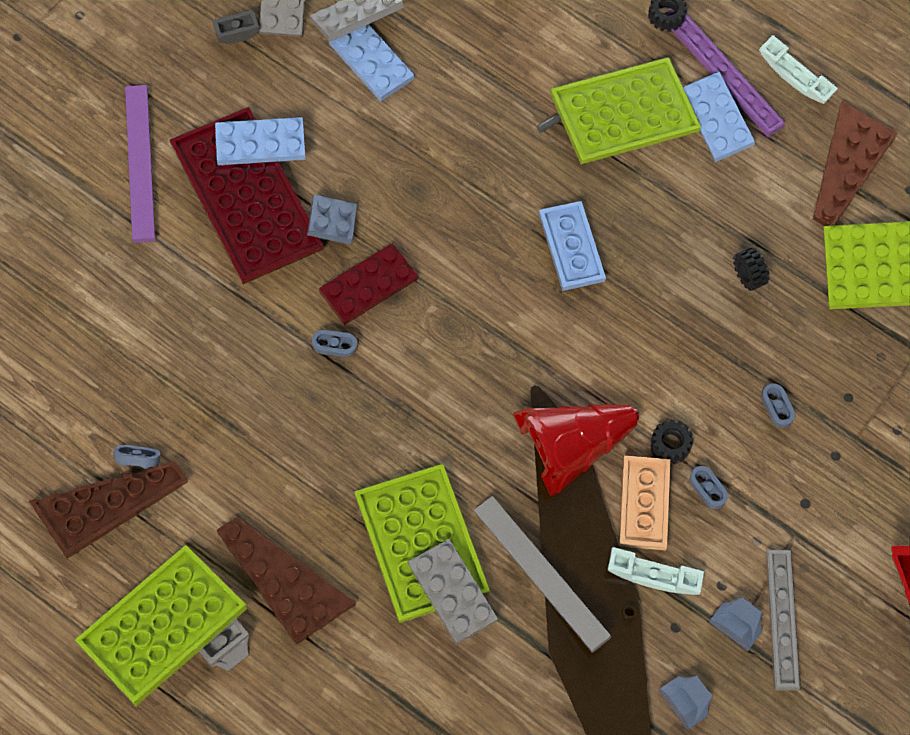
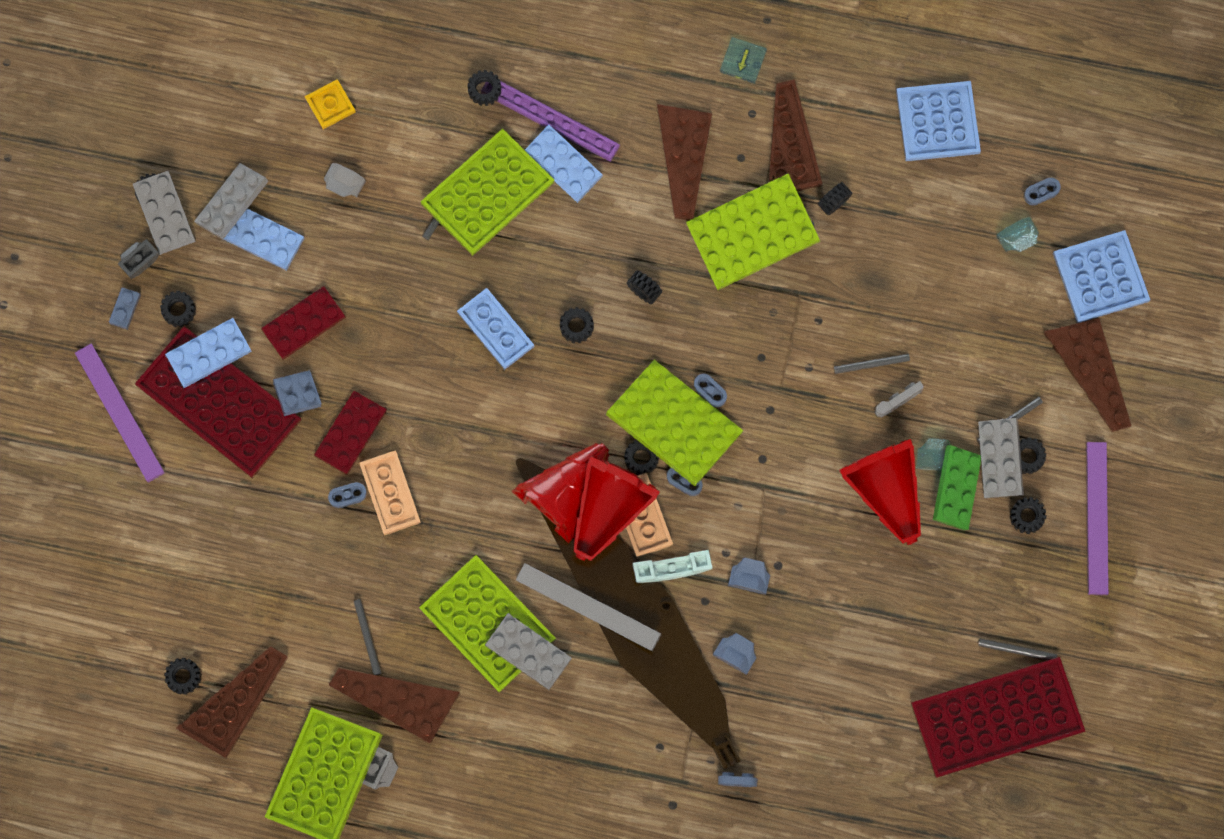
camera: 20 degrees left, 10 degrees up
(59, 439) = (170, 676): none -> black tyre
(135, 455) = (239, 655): sand blue plate -> none
(197, 67) = (124, 308): none -> sand blue plate
(251, 78) = (172, 299): none -> black tyre
(283, 499) = (367, 637): none -> dark grey bar
(372, 157) = (303, 323): none -> dark red plate
(380, 361) = (390, 492): none -> light nougat plate
(482, 40) = (343, 181): none -> light grey slope
(611, 471) = (608, 505): none -> red cone
(668, 269) = (572, 314): none -> black tyre
(724, 421) = (674, 422): none -> lime plate
(782, 620) = (781, 559): light grey tile -> none
(795, 73) = (610, 95): light aqua slope -> none

